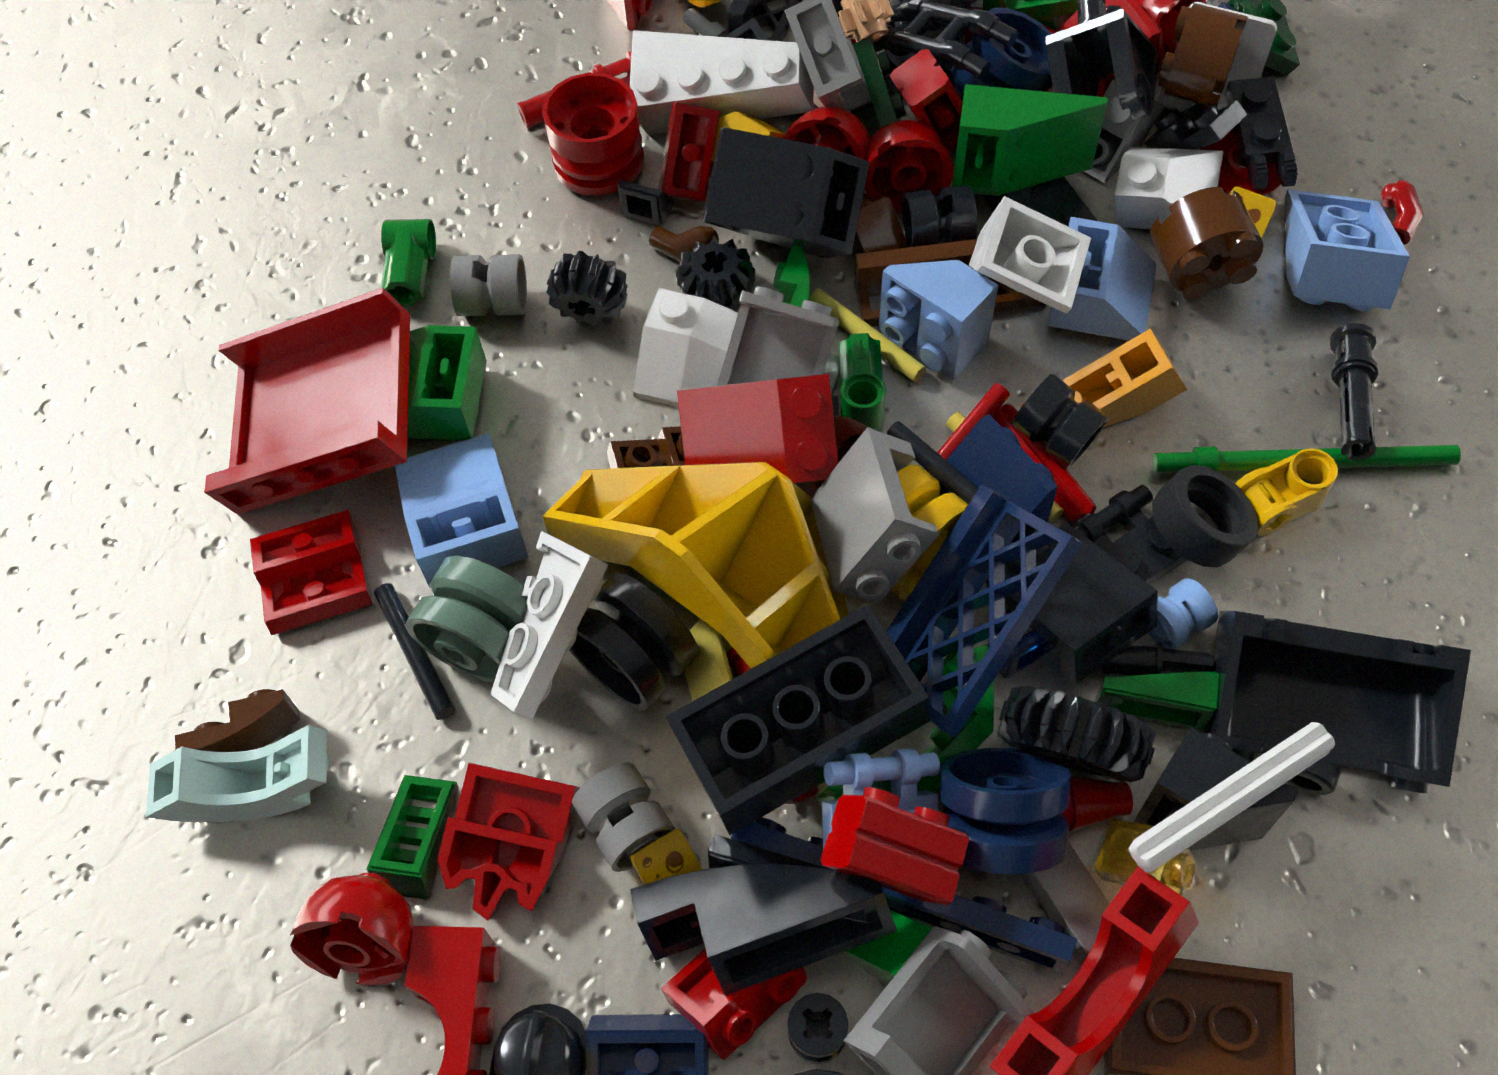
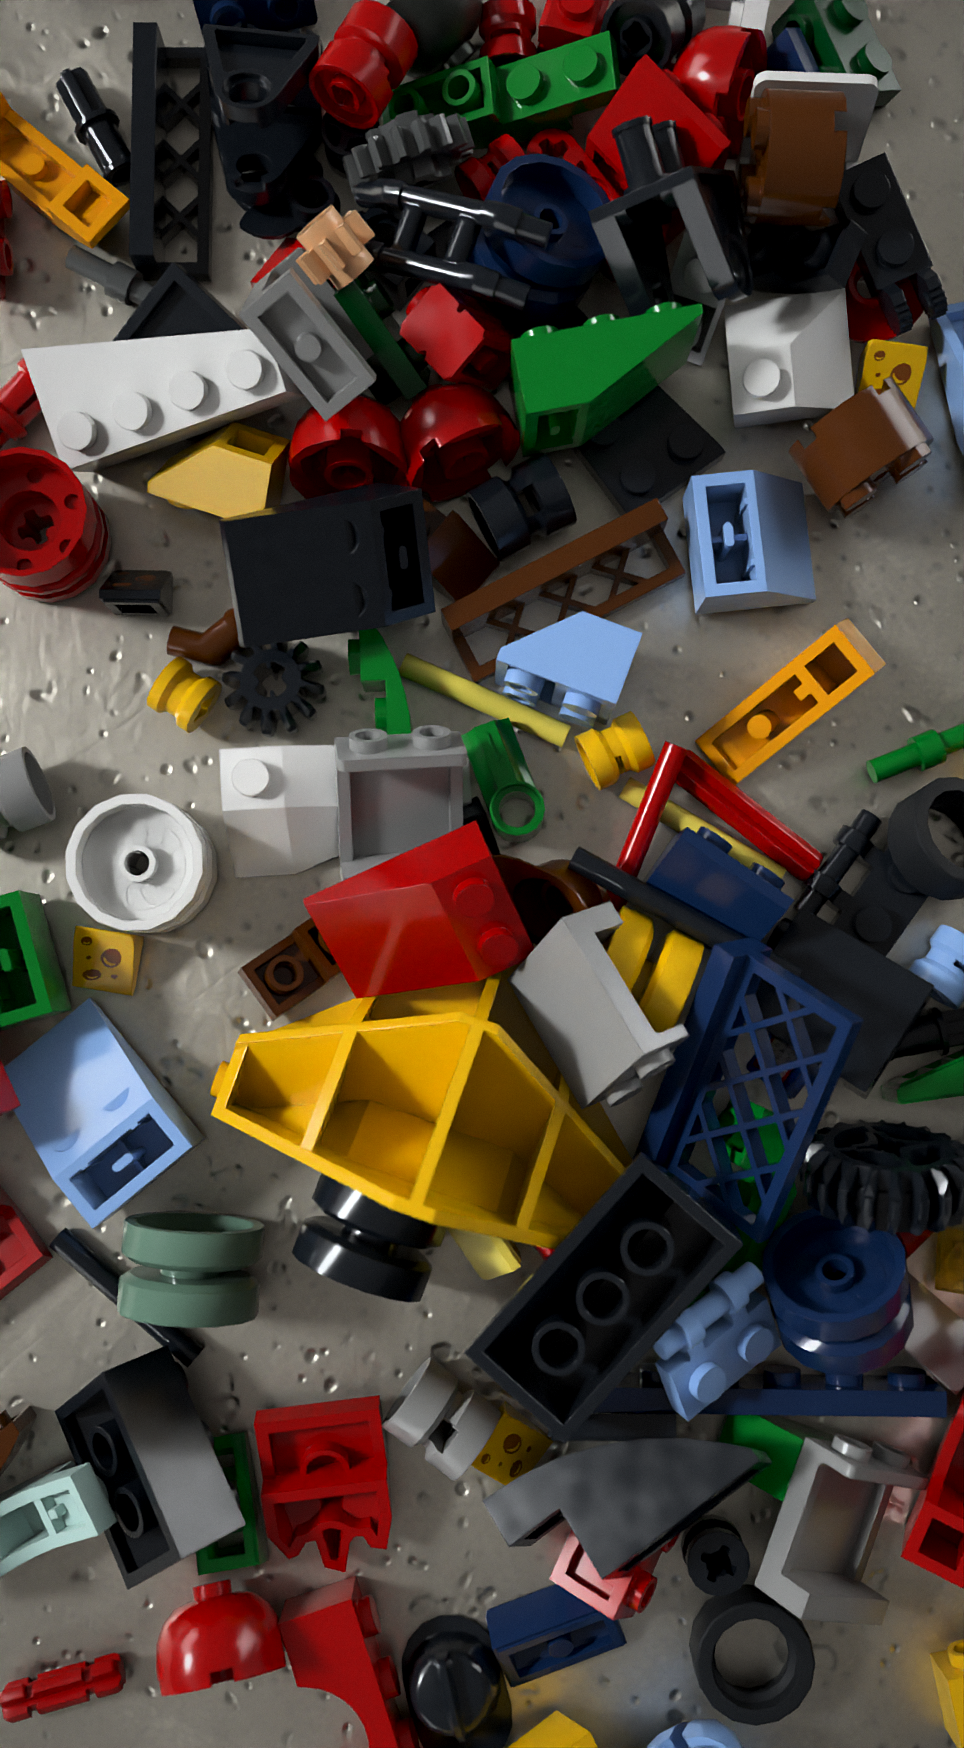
camera: 25 degrees left, 25 degrees up
(209, 936) = (62, 1687): none -> red axle
(375, 765) = (155, 1464): none -> black slope
(514, 411) = (106, 960): none -> yellow slope
(555, 607) = (290, 1267): white wing -> none
(570, 350) = (105, 856): none -> white wheel
(587, 288) = (125, 765): black gear -> none
(649, 264) = (184, 694): none -> yellow wheel
(688, 151) = (167, 510): red slope -> none
(895, 847) = (751, 1401): red brick -> none
(953, 386) = (615, 750): none -> yellow wheel
(1031, 254) = (664, 573): white slope -> none
(1059, 421) = (770, 780): black wheel -> none

